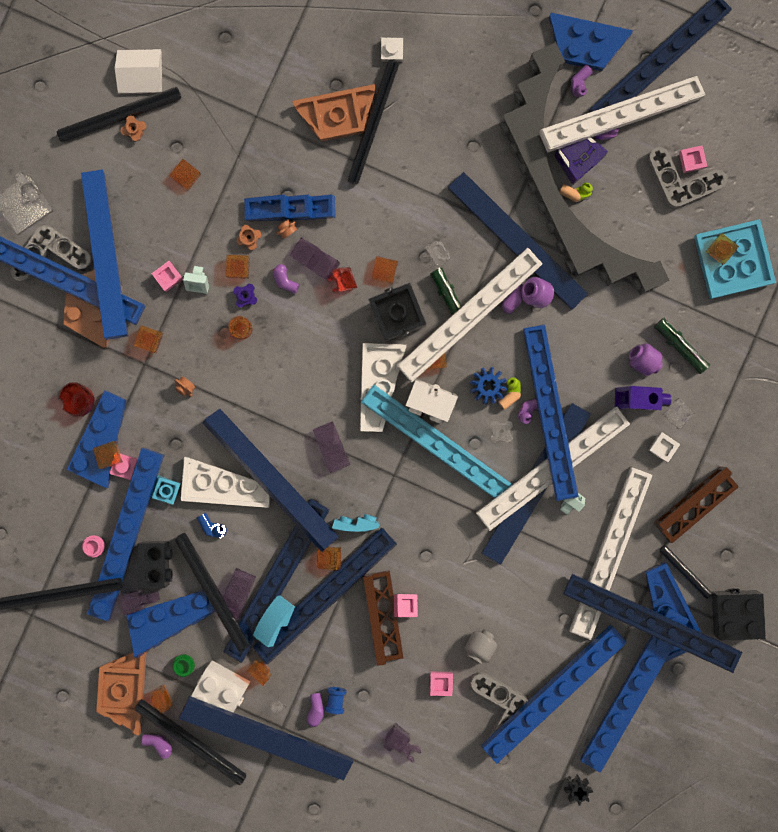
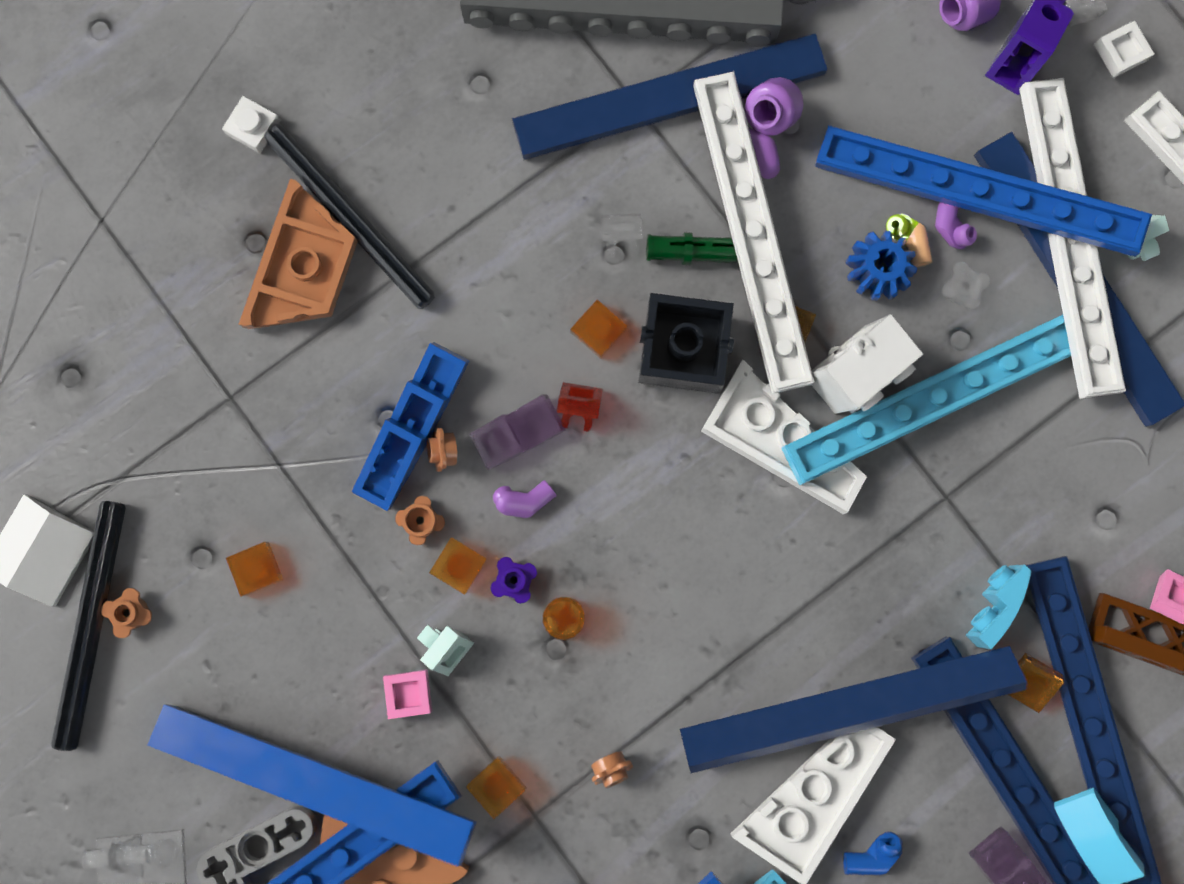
camera: 70 degrees left, 5 degrees down
(331, 447) = (846, 575): clear purple slope -> none

